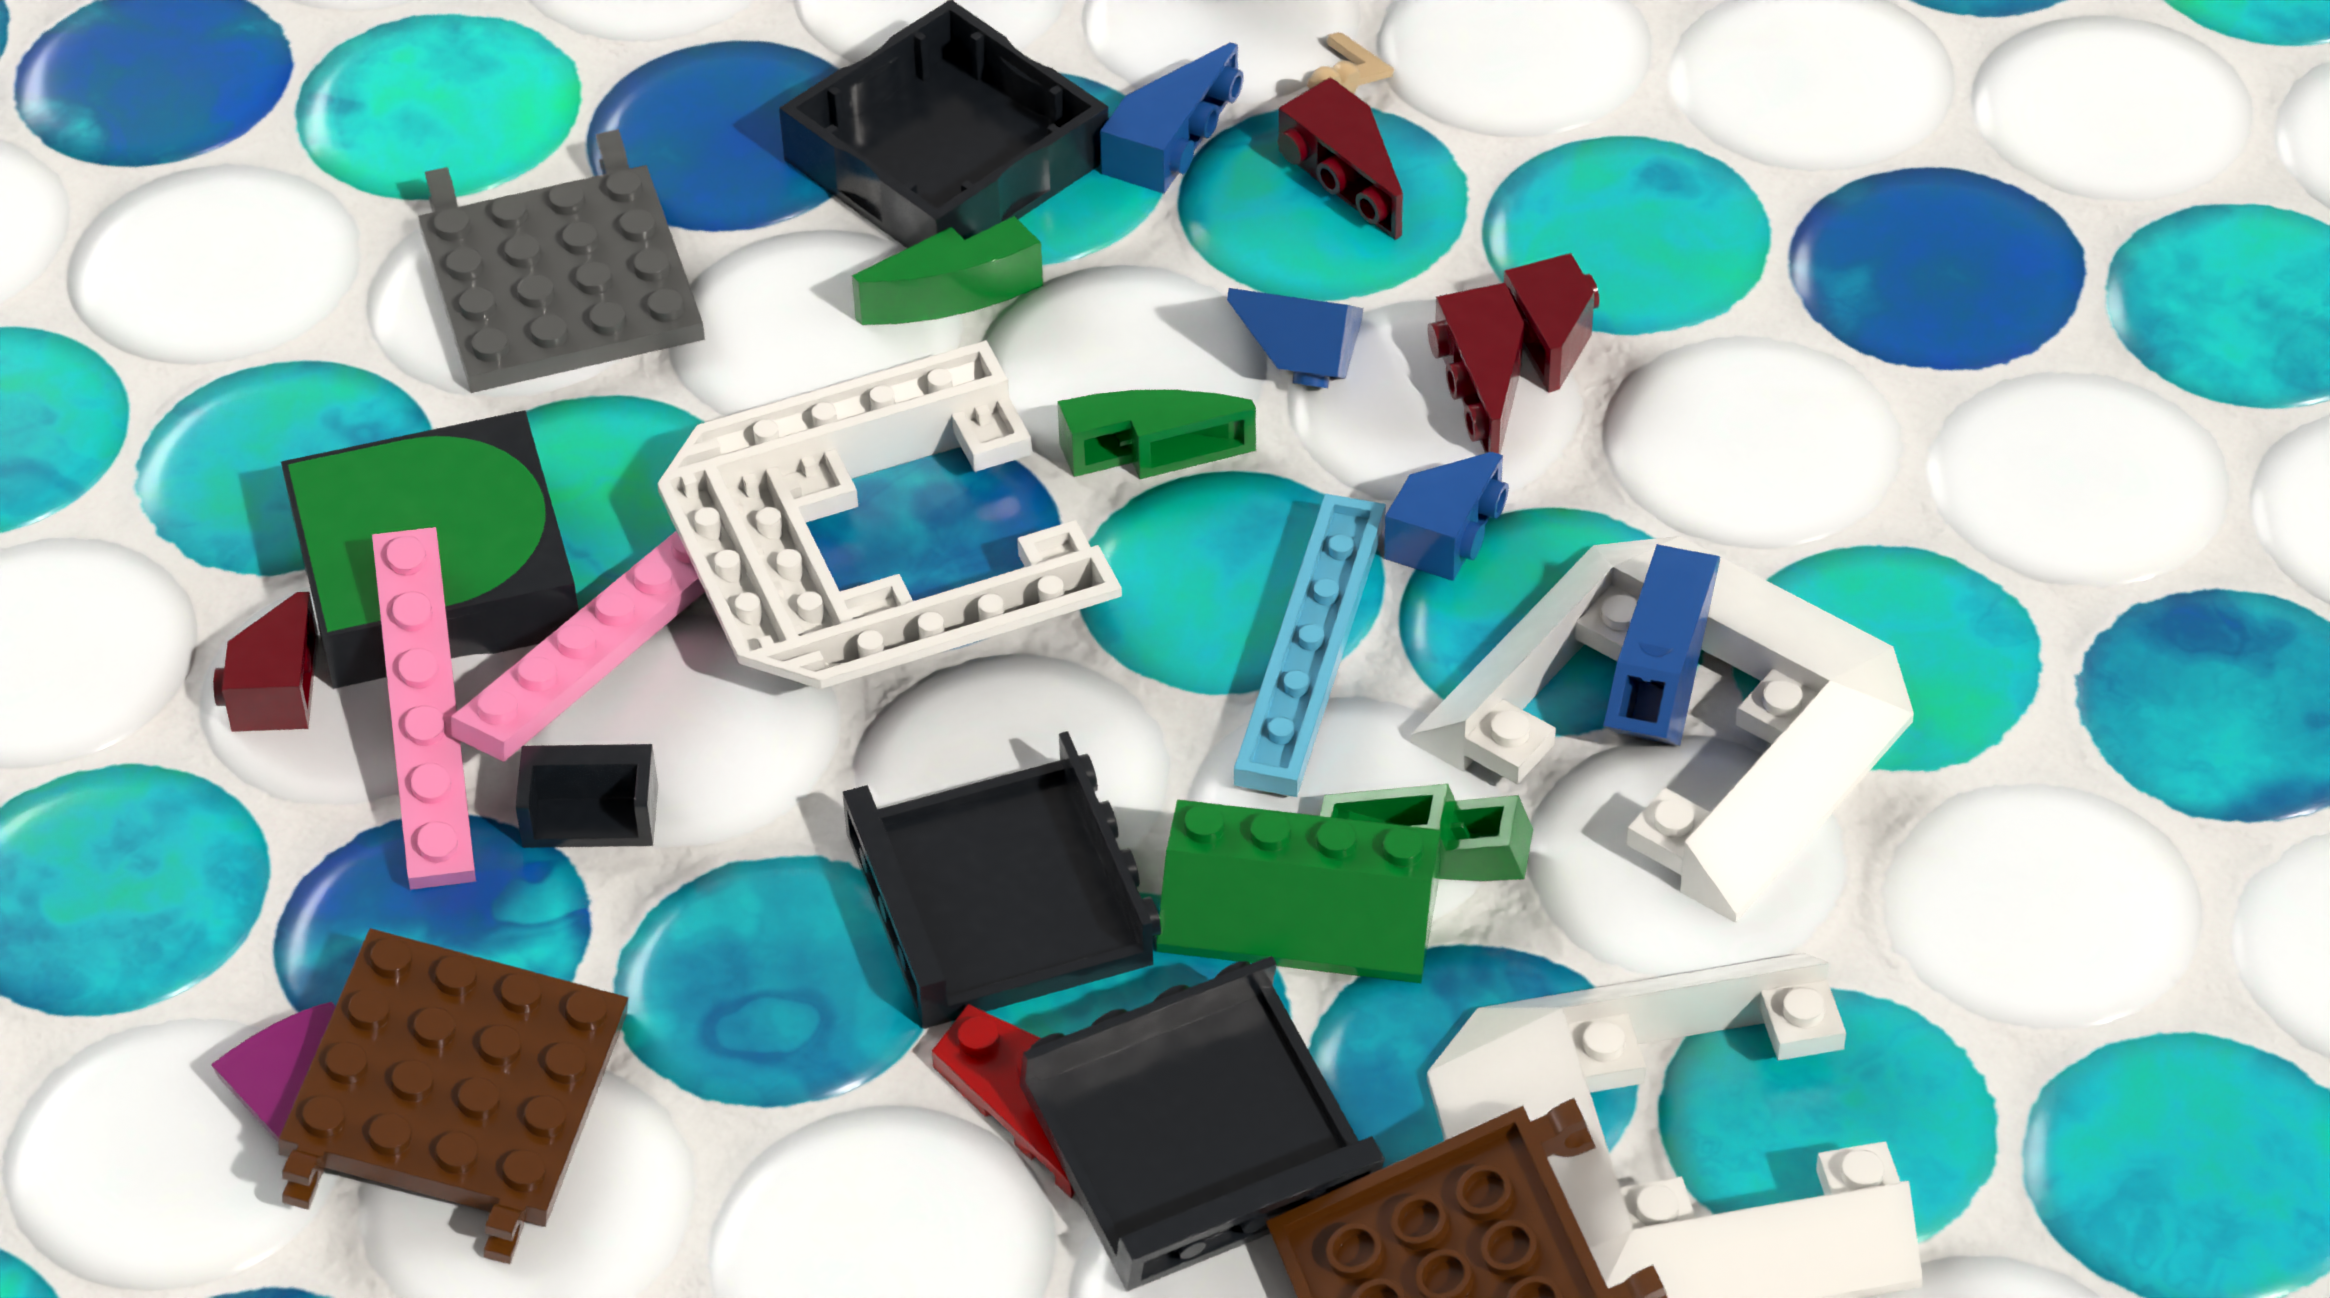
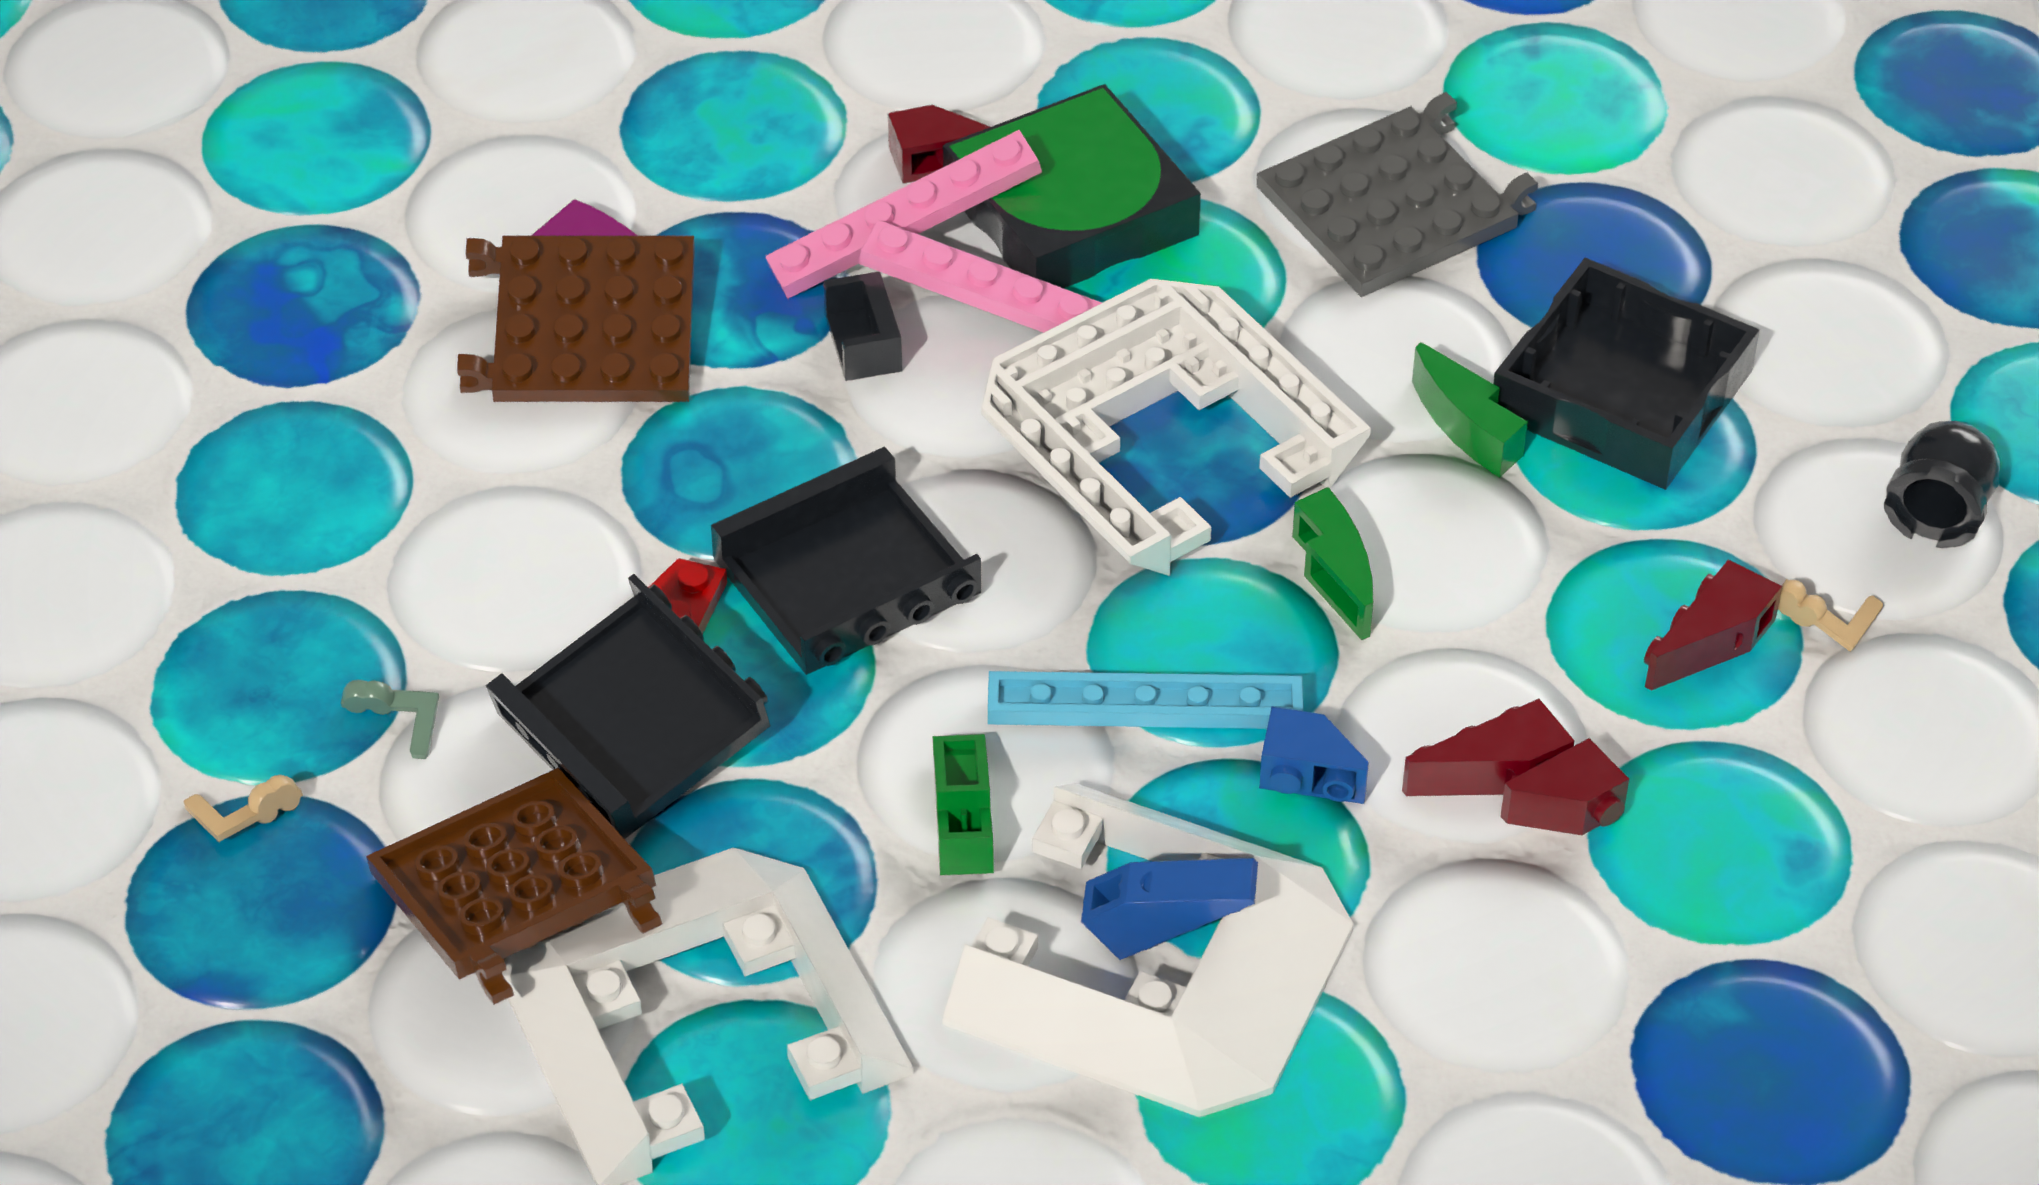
camera: 75 degrees right, 0 degrees up
(1163, 122) = (1704, 505): blue slope -> none
(1299, 890) = (877, 736): green slope -> none
(1301, 333) = (1487, 627): blue slope -> none

